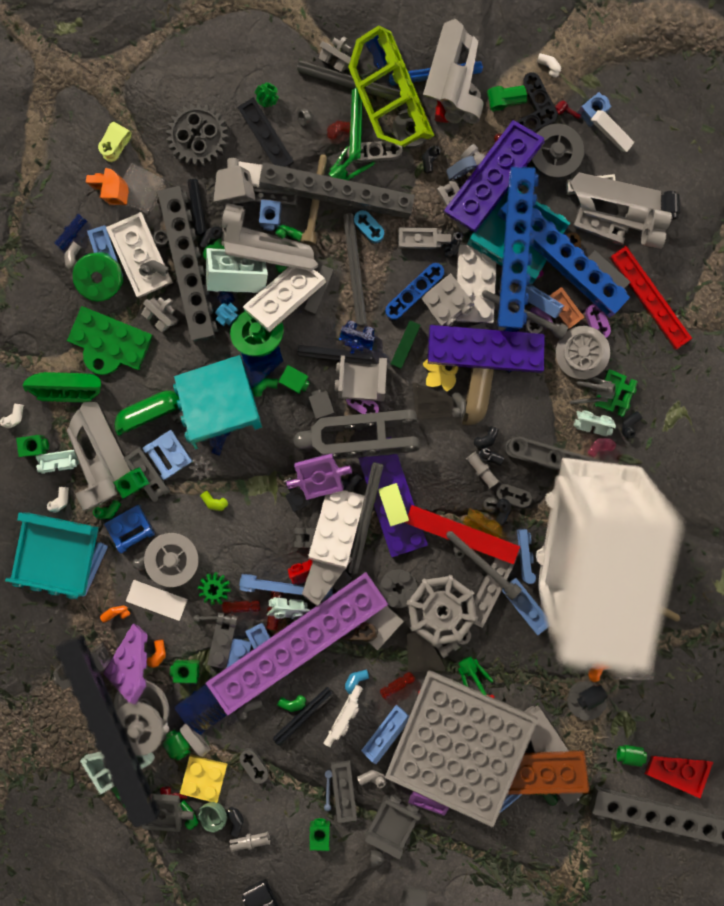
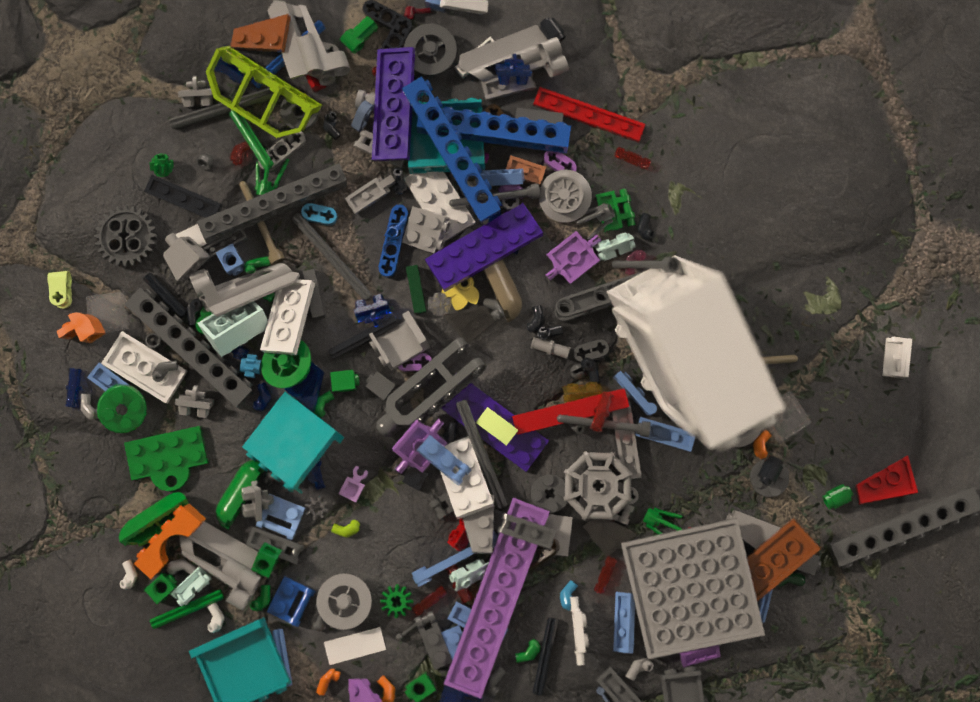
camera: 30 degrees left, 5 degrees down
(45, 478) = (186, 609): none -> green axle
(61, 437) = (180, 564): none -> light grey arm
(85, 407) = (184, 523): none -> orange arch
(156, 421) = (254, 493): none -> light grey hips
(220, 348) = (264, 398): none -> clear blue arm
(242, 472) = (352, 487): none -> lavender plate
(330, 502) = (443, 459): none -> medium blue plate
(359, 608) = (528, 531): none -> dark grey plate
(416, 370) = (439, 304): none -> clear gear
(421, 283) = (395, 230): none -> blue hand
(425, 42) = (263, 35): none -> dark orange wing
(488, 553) = (601, 411): none -> clear red pin
(553, 408) = (573, 257): none -> medium lavender plate
(616, 214) = (513, 67): none -> clear blue hips
(631, 473) = (668, 264): none -> dark grey piece
(661, 359) = (632, 158): none -> clear red axle

